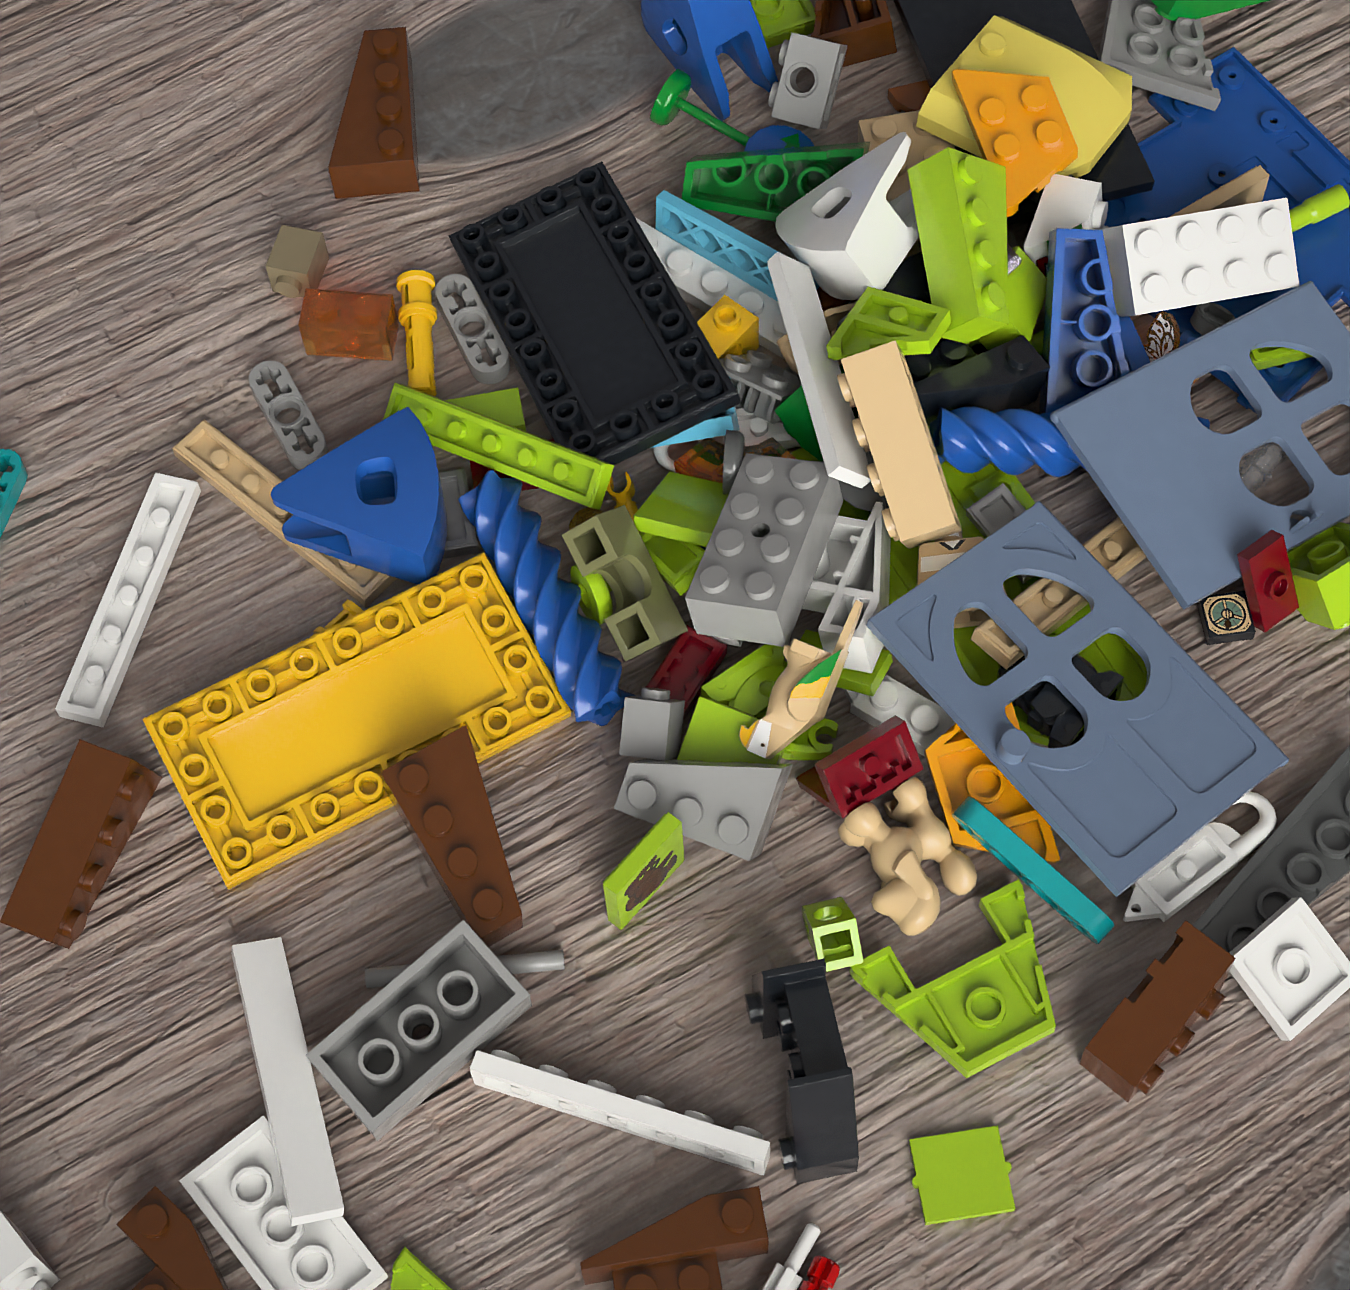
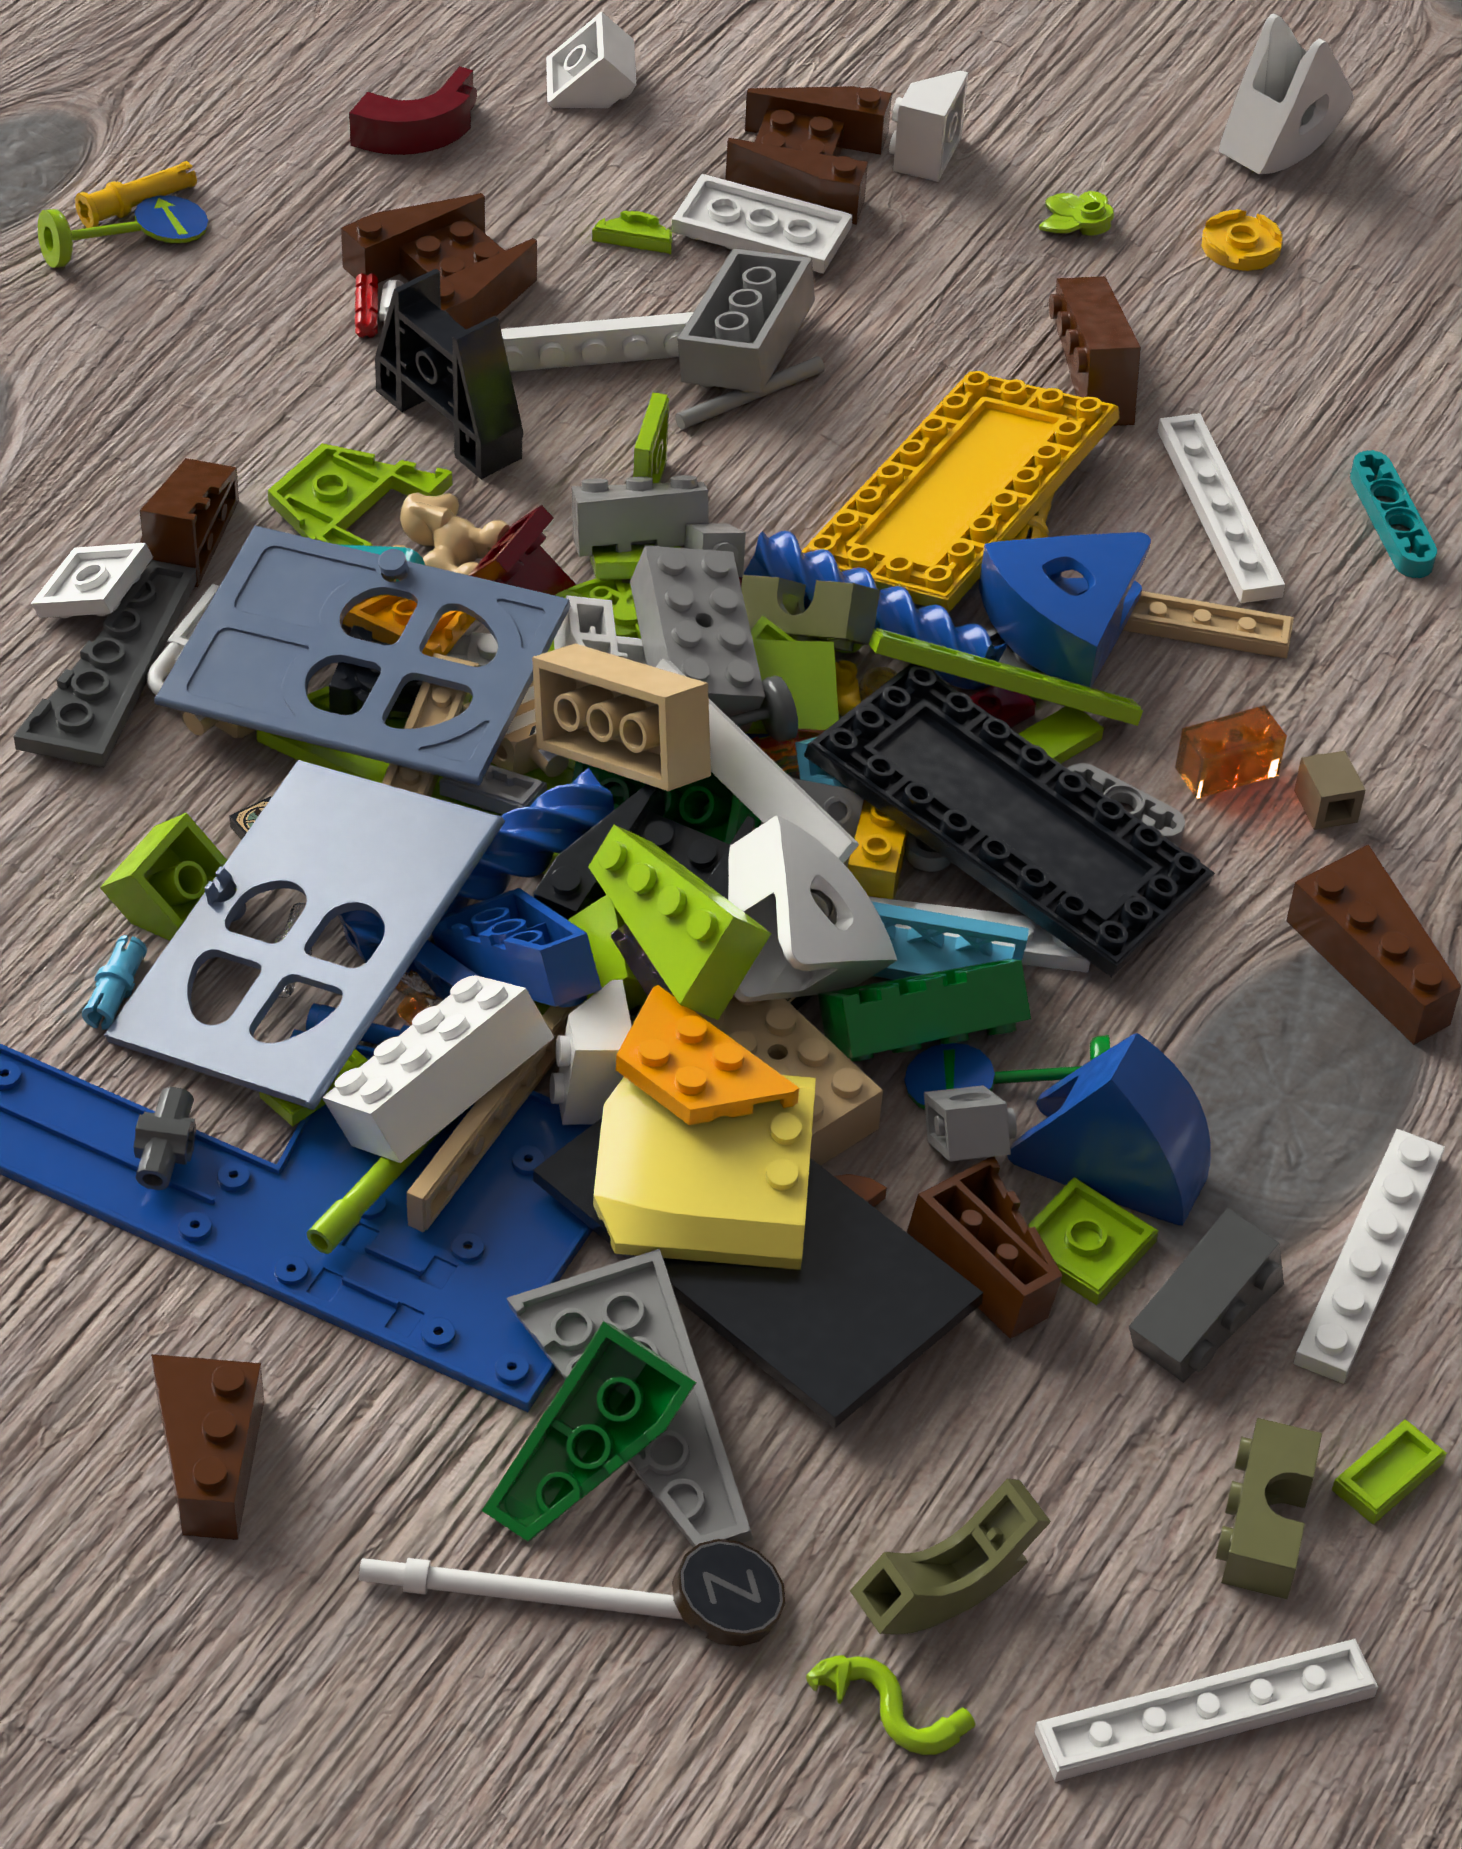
camera: 145 degrees right, 15 degrees down
(287, 1082) = (833, 285): white tile -> none
(288, 398) = (1196, 658): light grey beam -> none
(417, 318) = (1176, 787): yellow pin -> none
(454, 827) = (813, 428): reddish brown wedge -> none
(800, 692) = (600, 564): tan animal -> none
(833, 933) = (482, 484): lime leg -> none
(888, 317) = (697, 812): lime wing -> none
(961, 1175) = (295, 409): lime piece -> none
(1268, 580) = (233, 826): dark red plate -> none

